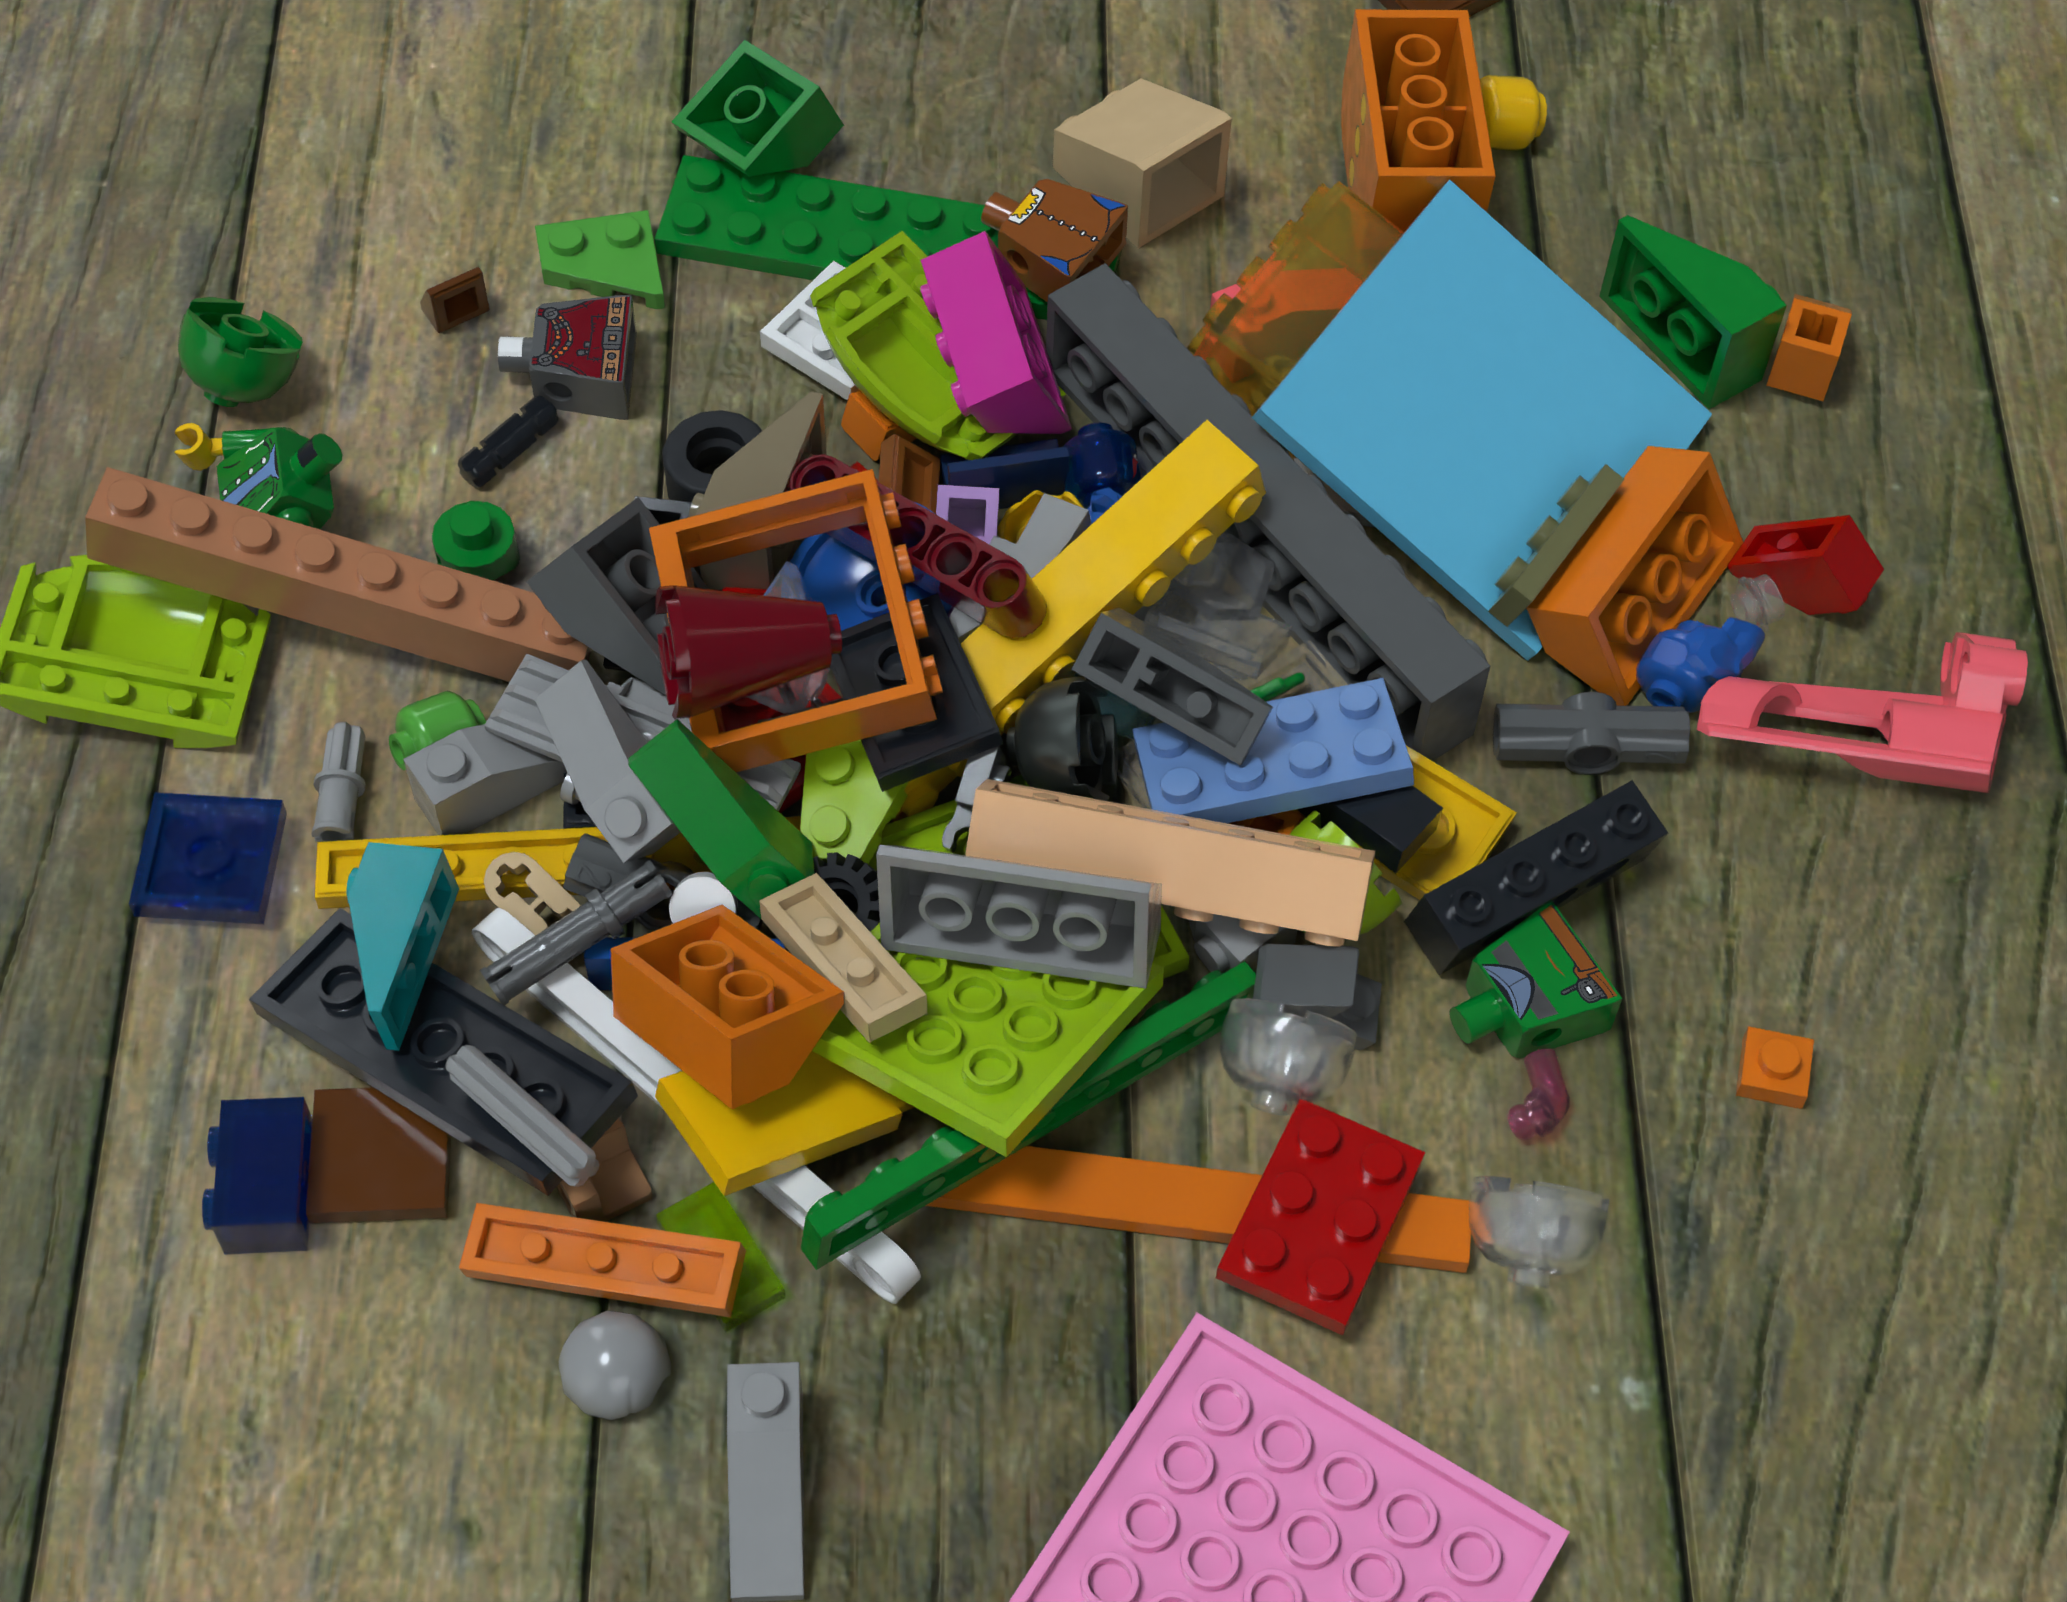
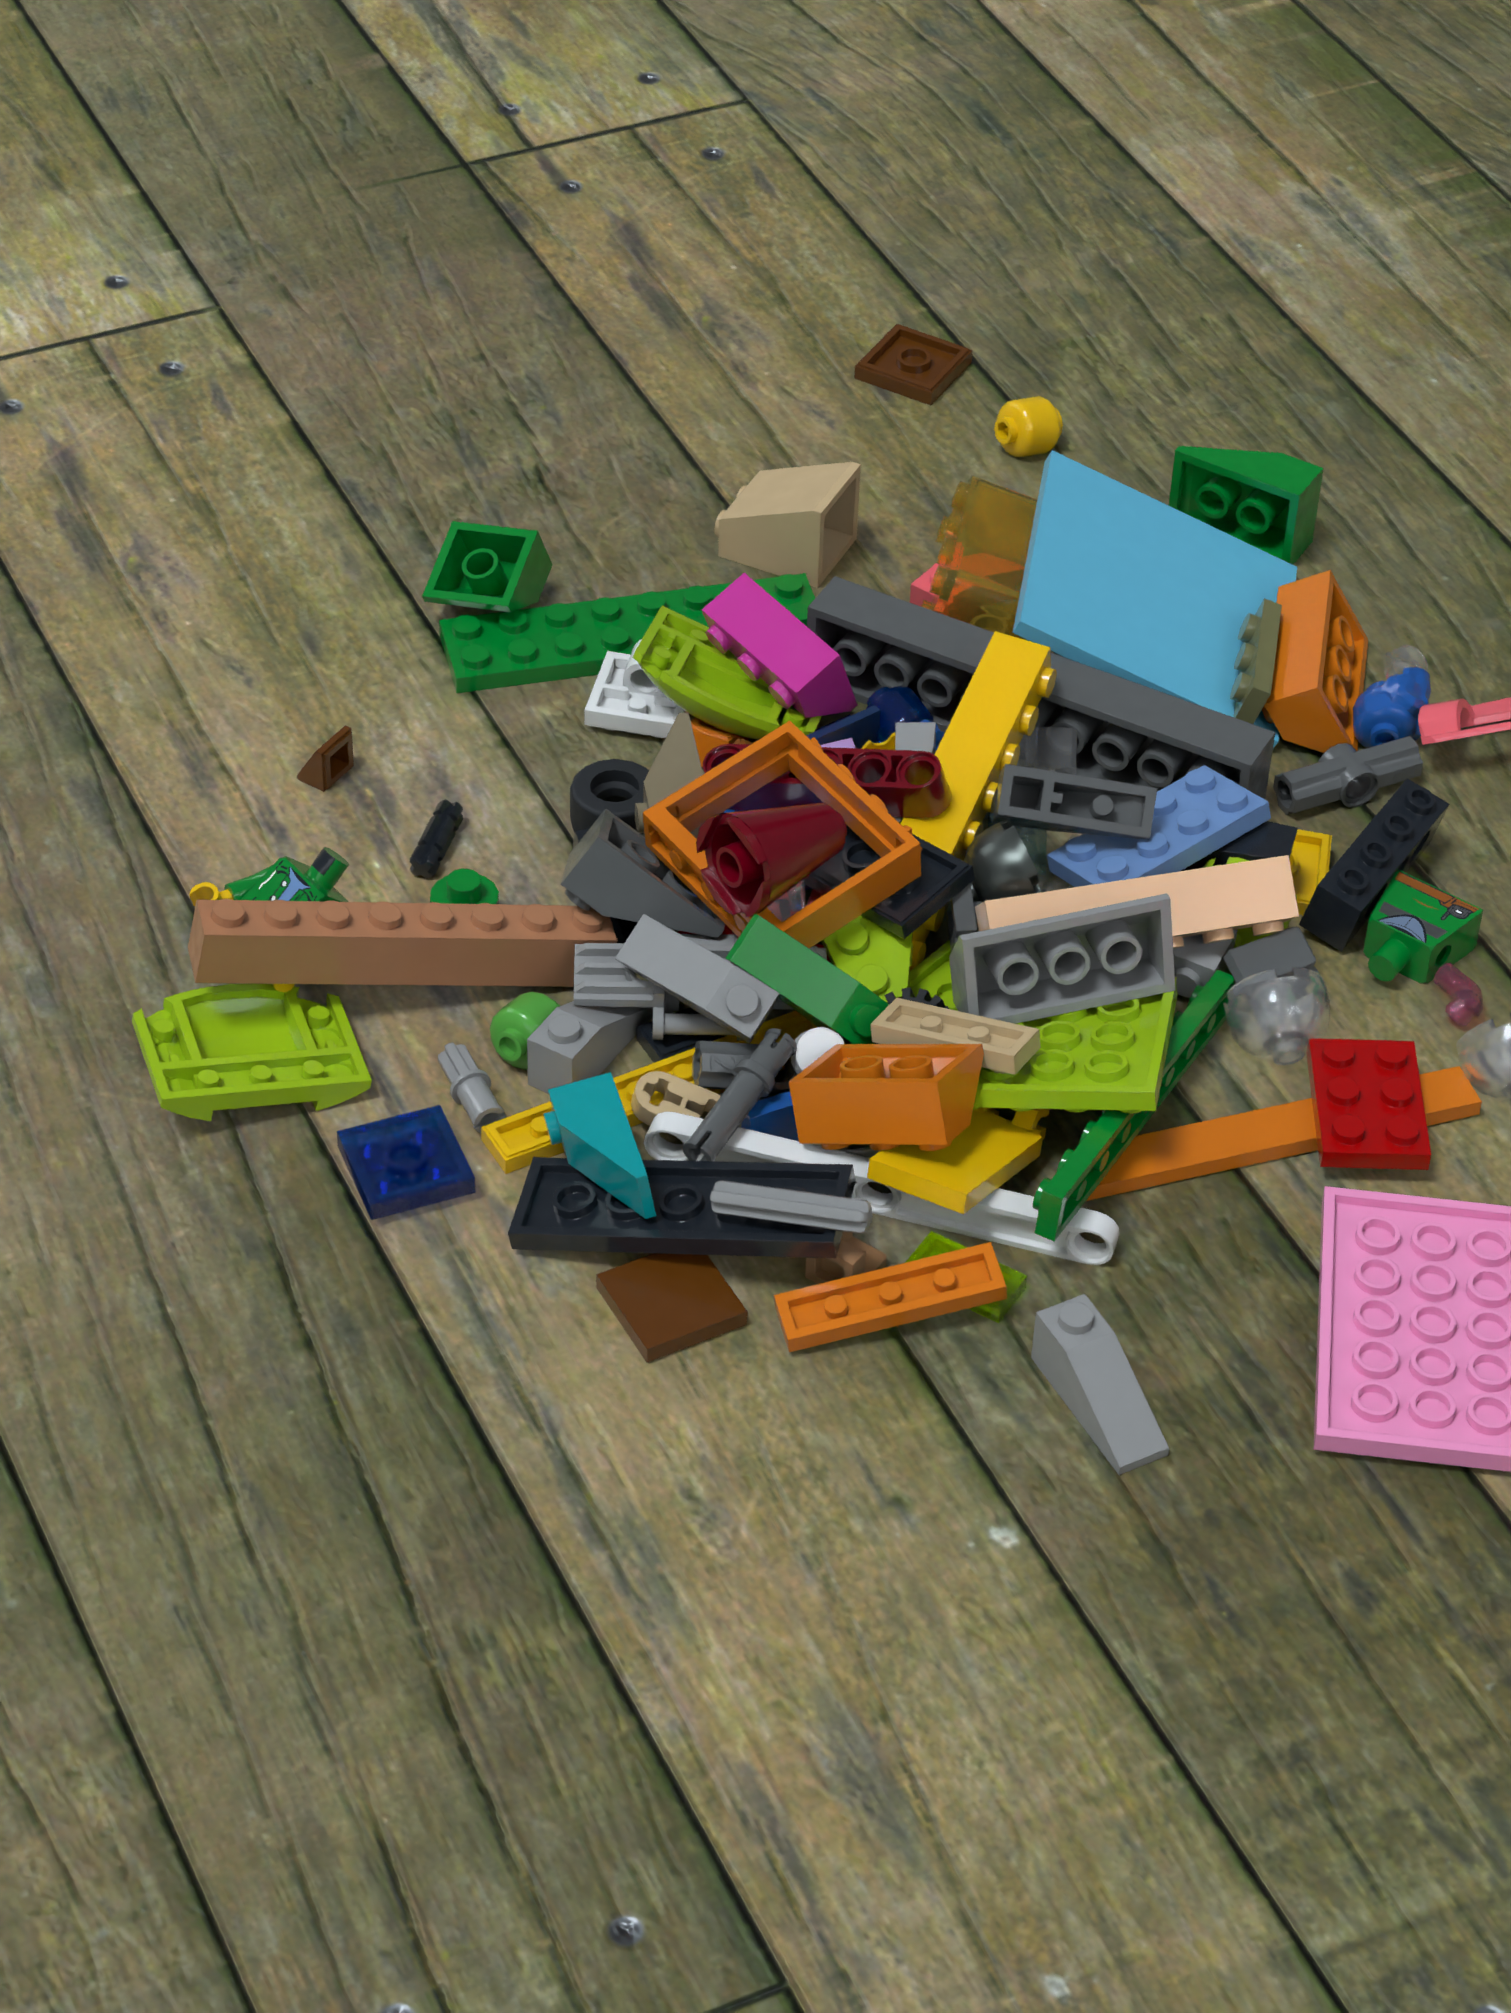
camera: 25 degrees left, 15 degrees down
(234, 353) = (191, 838): green cylinder -> none
(259, 1176) = (599, 1336): clear blue brick -> none
(578, 355) = (458, 764): torso -> none
(602, 256) = (420, 703): bright green wing -> none
(613, 1365) = (938, 1360): light grey hair -> none
(1056, 233) = (780, 568): dark orange torso -> none
(1413, 111) = (980, 422): orange brick -> none
(1809, 347) = (1343, 506): orange slope -> none
(1813, 562) = (1433, 623): red slope -> none

